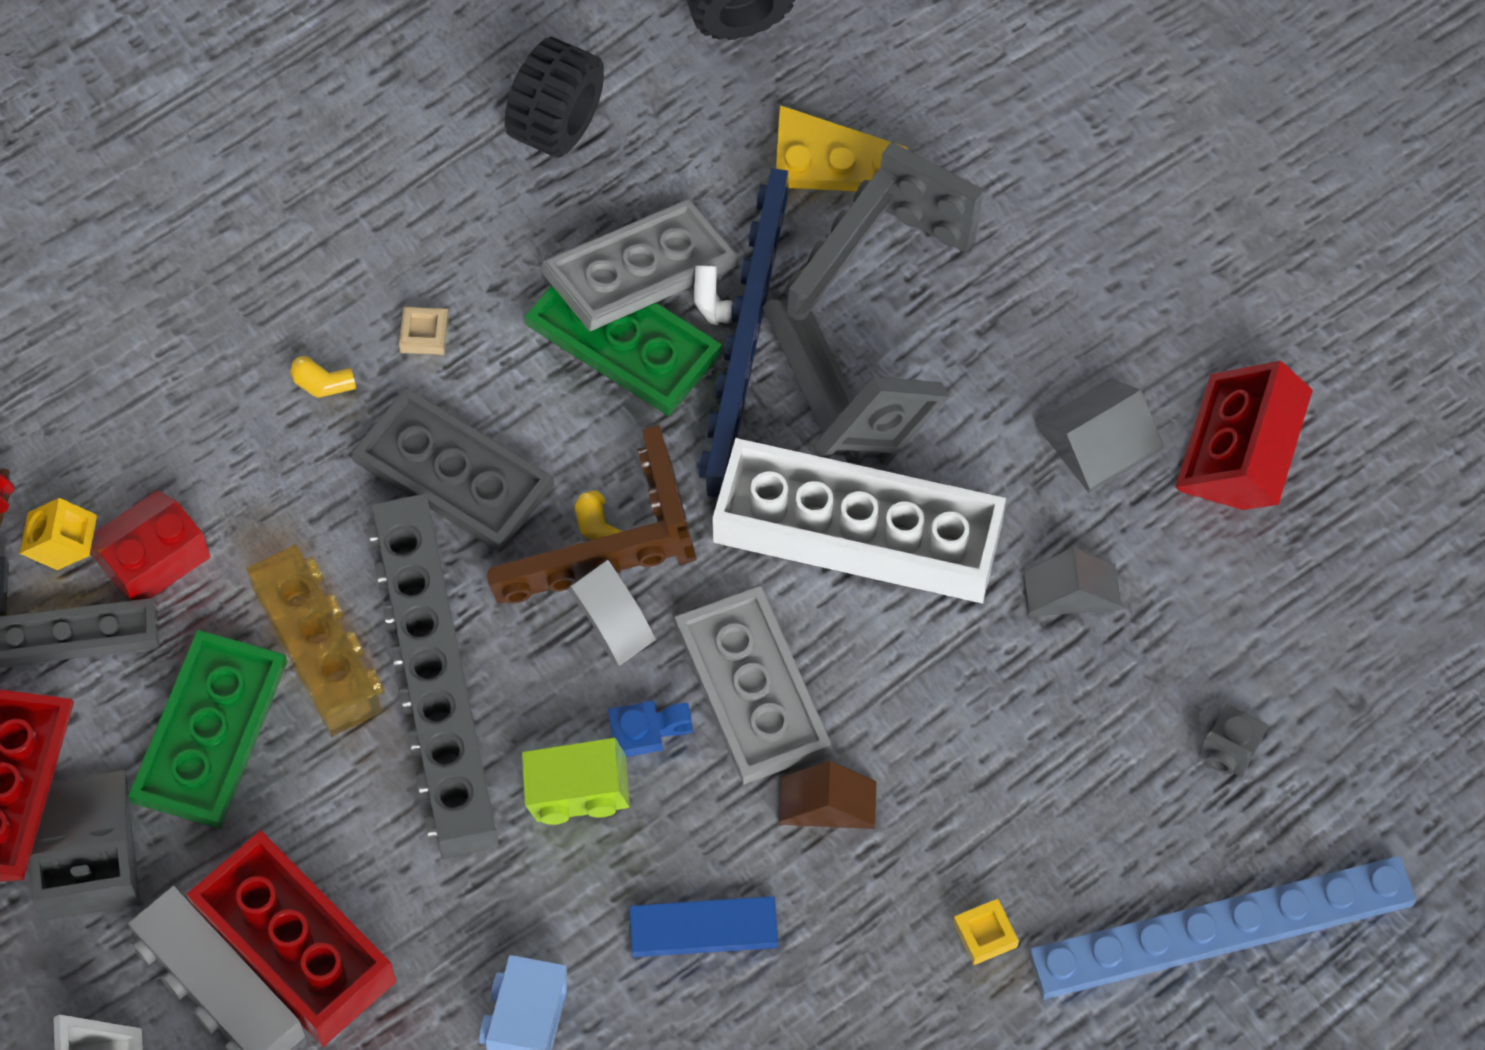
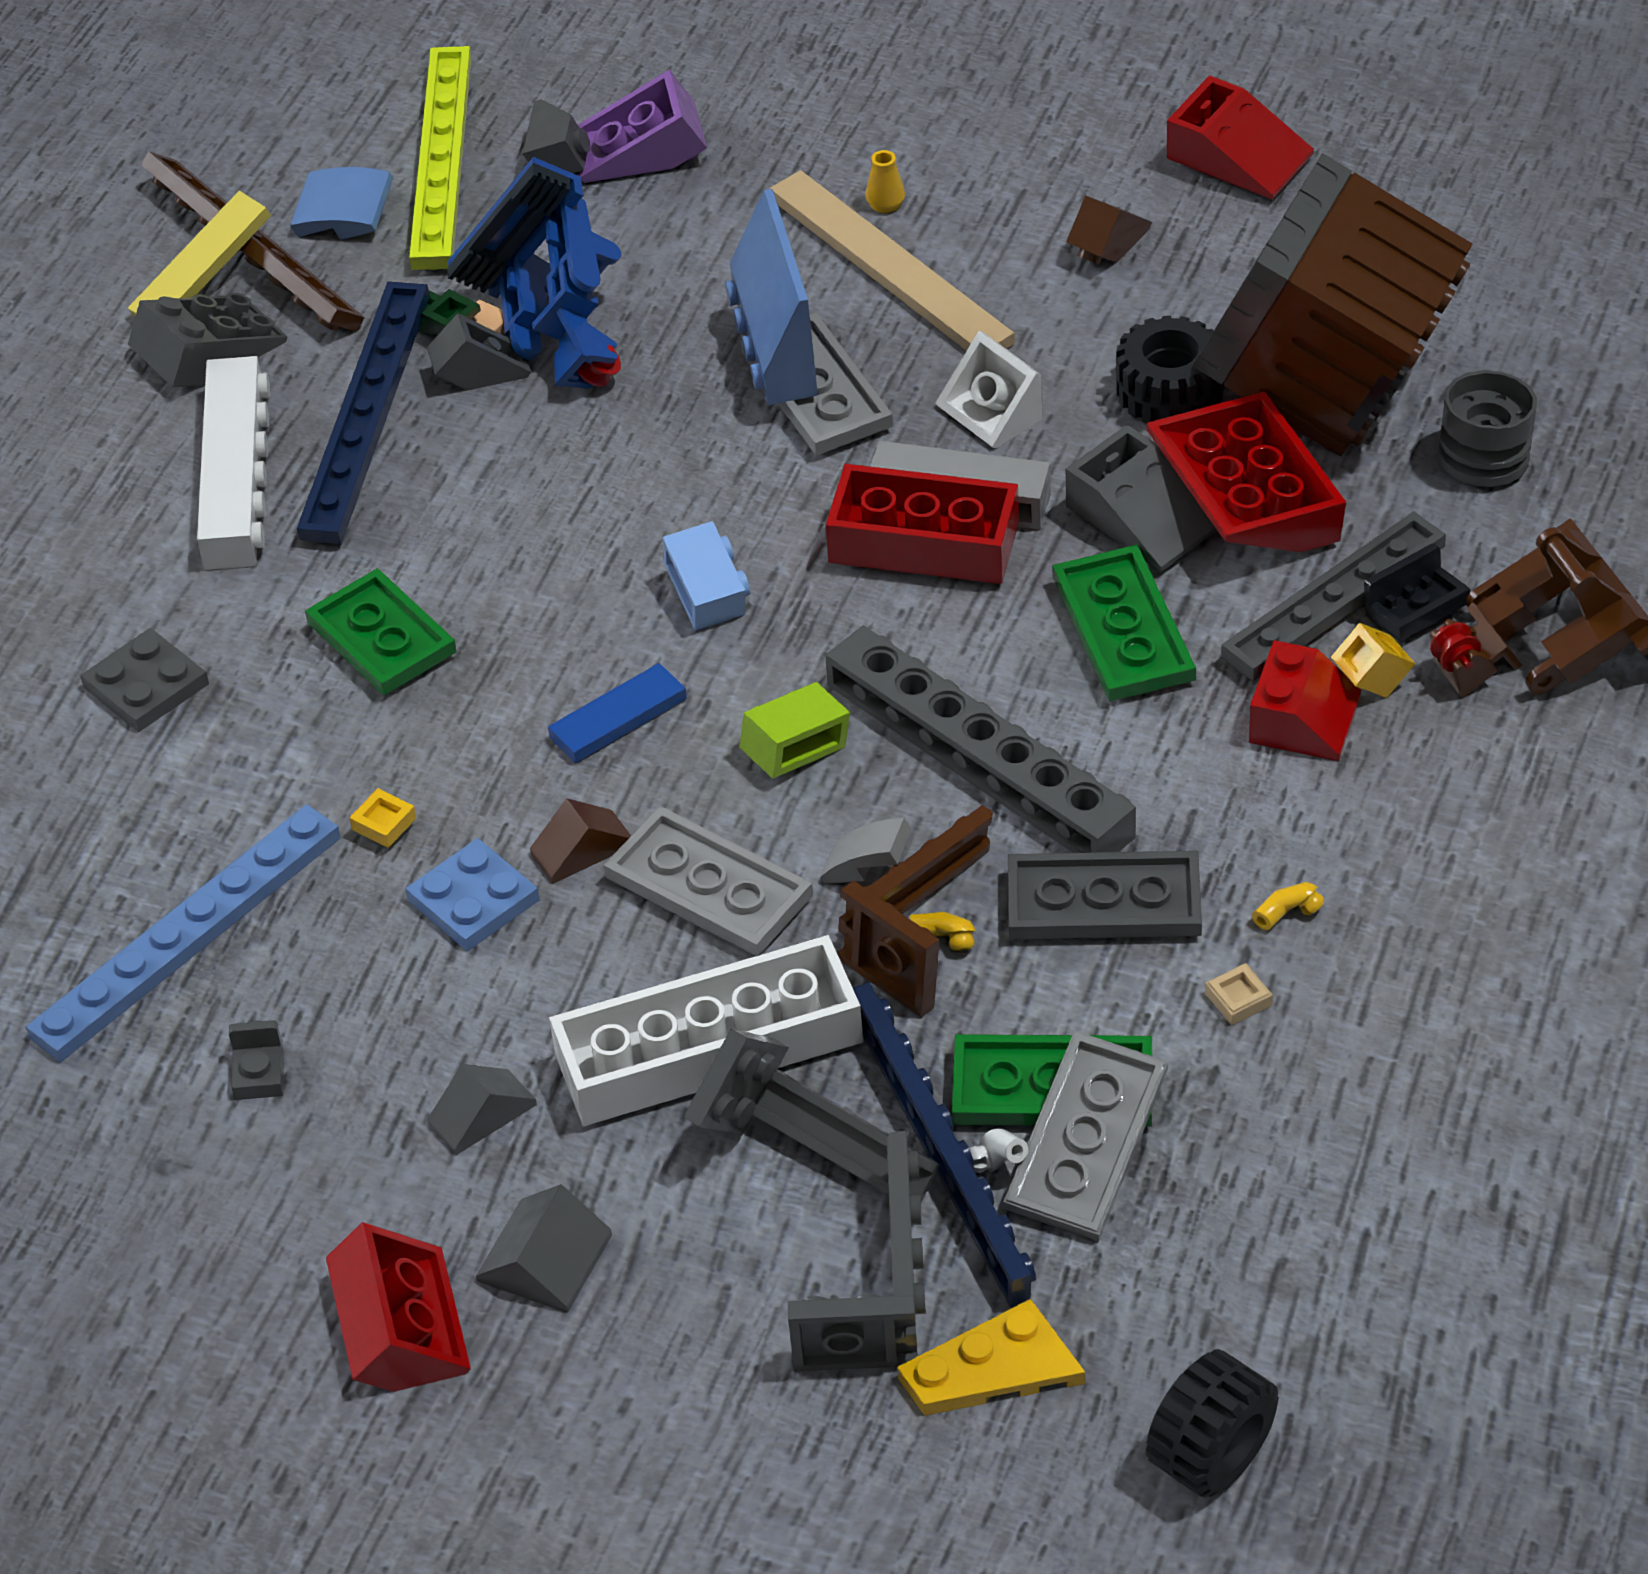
camera: 150 degrees right, 15 degrees down
(339, 702) = (1098, 714): clear yellow brick -> none
(554, 97) = (1293, 1208): black tyre -> none
(641, 728) = (774, 808): blue plate -> none
(953, 807) = (472, 894): none -> medium blue plate

